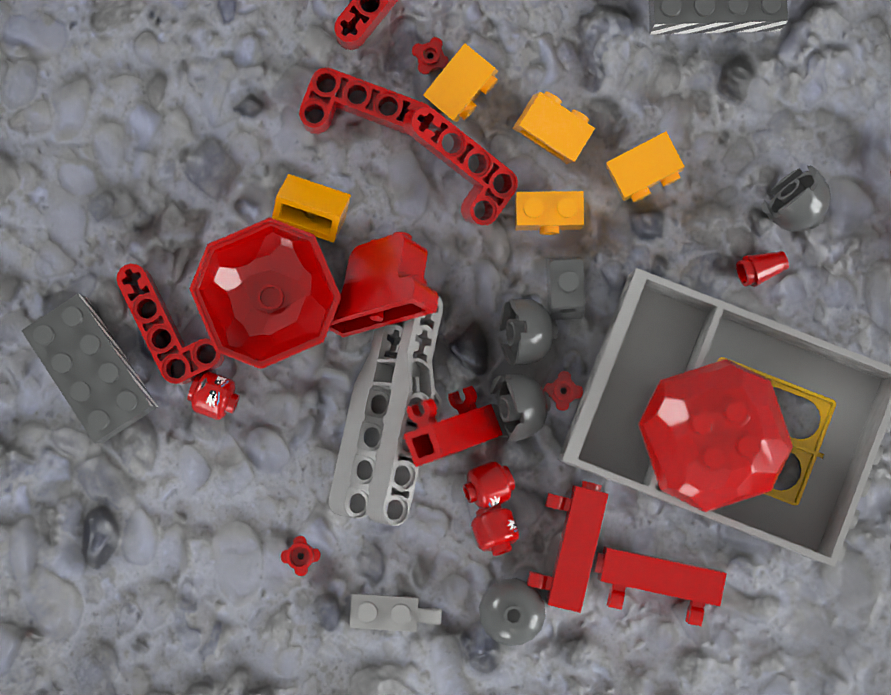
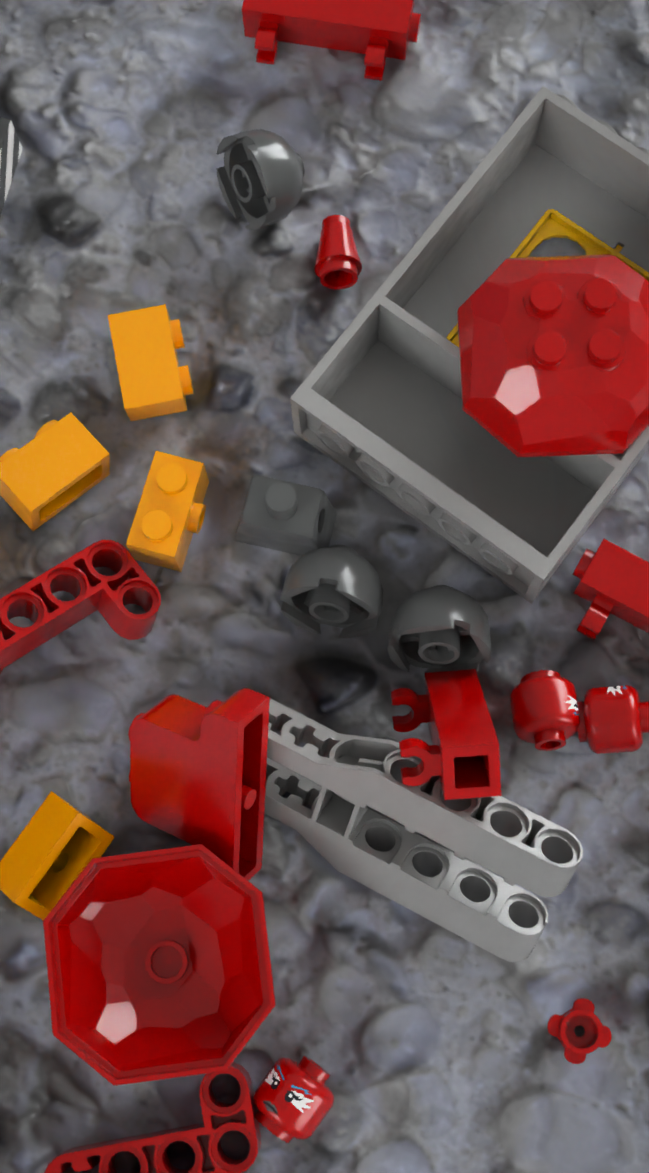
camera: 70 degrees left, 10 degrees down
(563, 381) = (437, 552): red plate -> none

